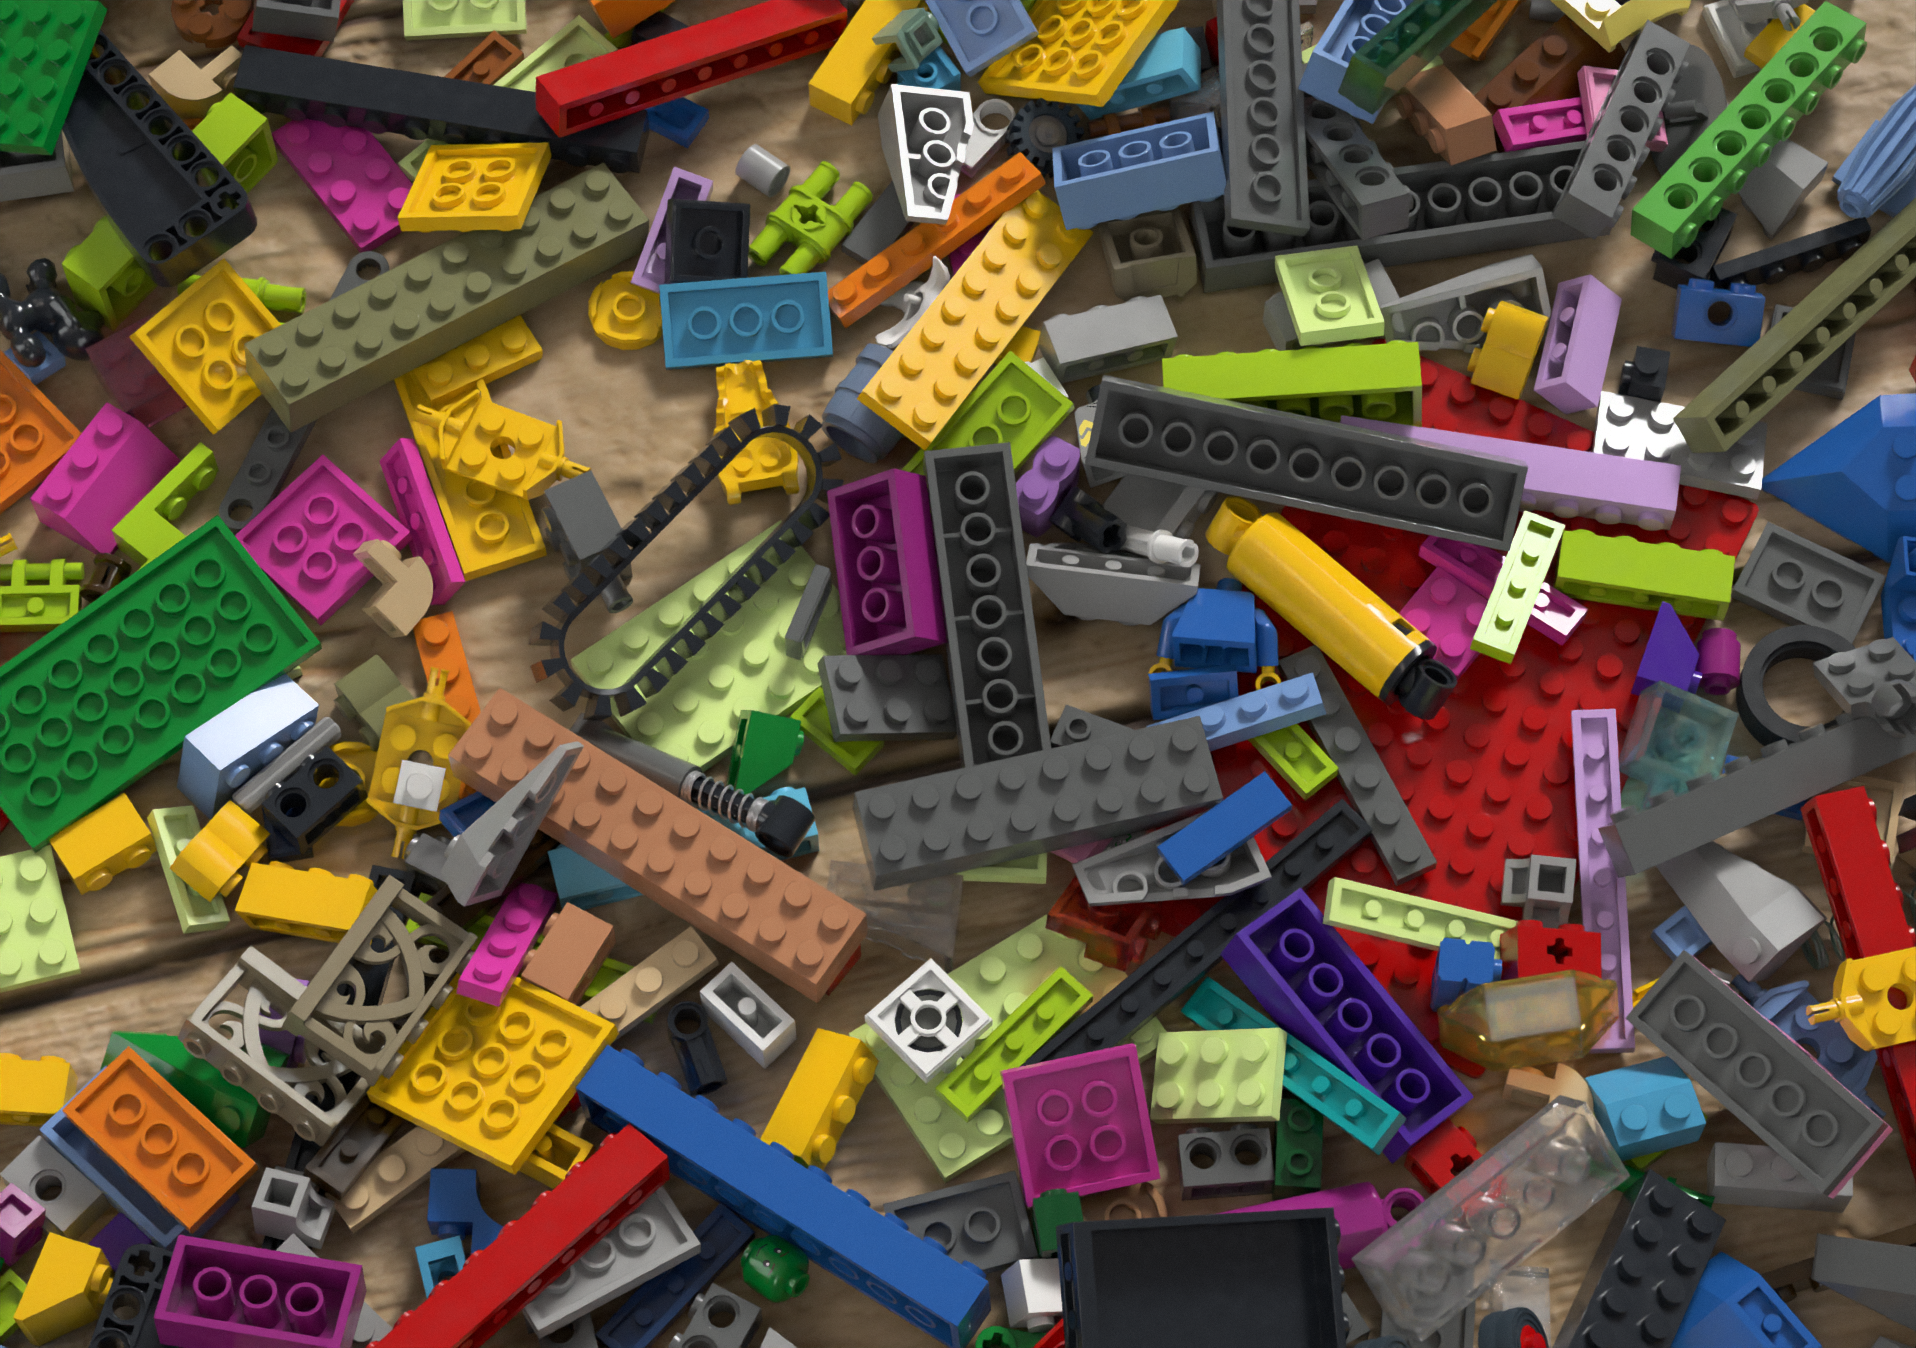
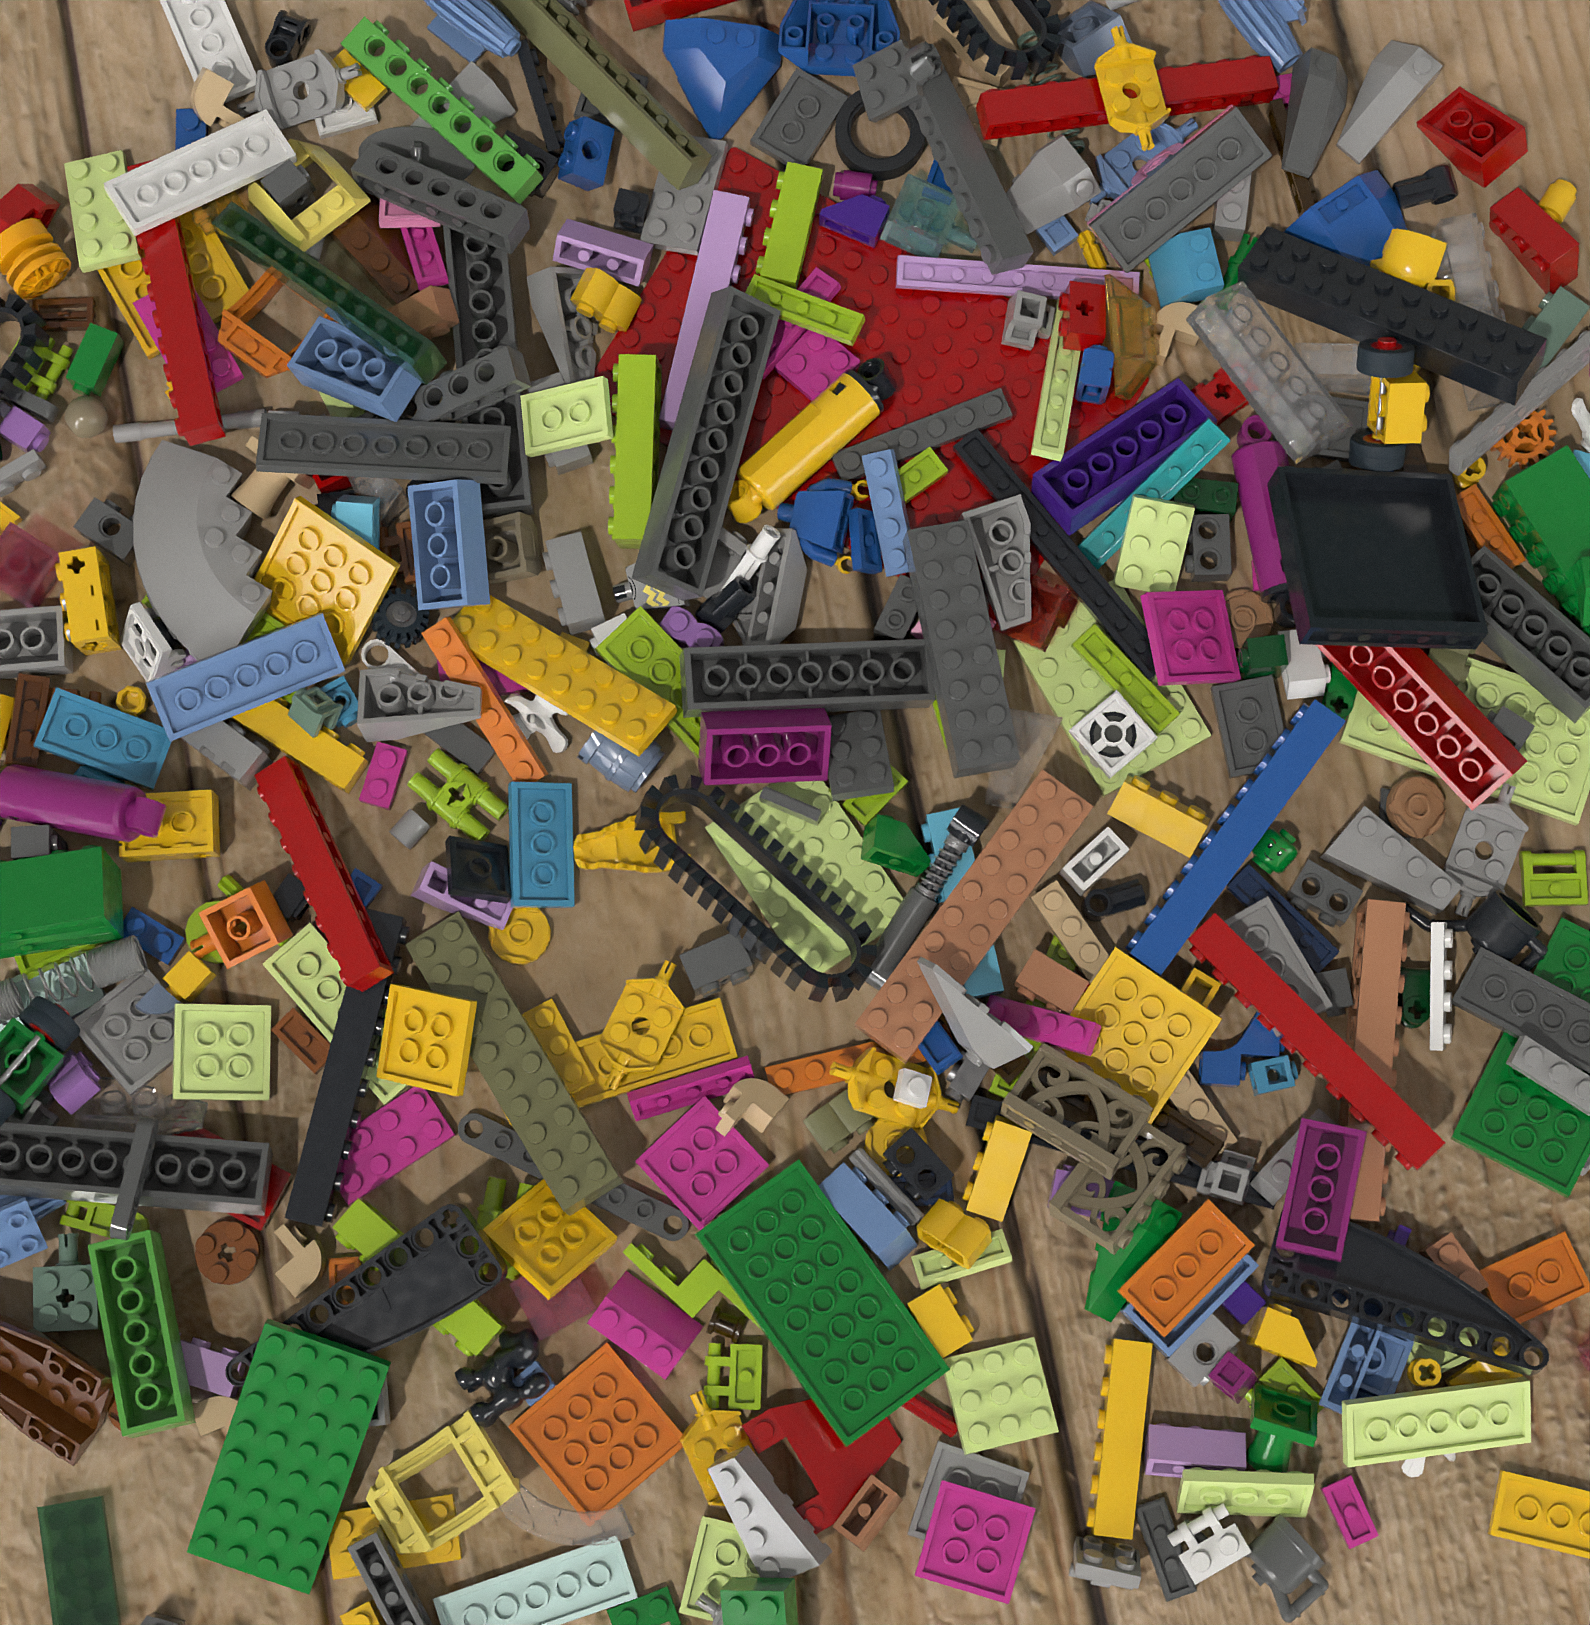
camera: 85 degrees left, 15 degrees up
(834, 140) = (383, 775): none -> dark pink plate
(1224, 828) = (986, 521): blue tile -> none

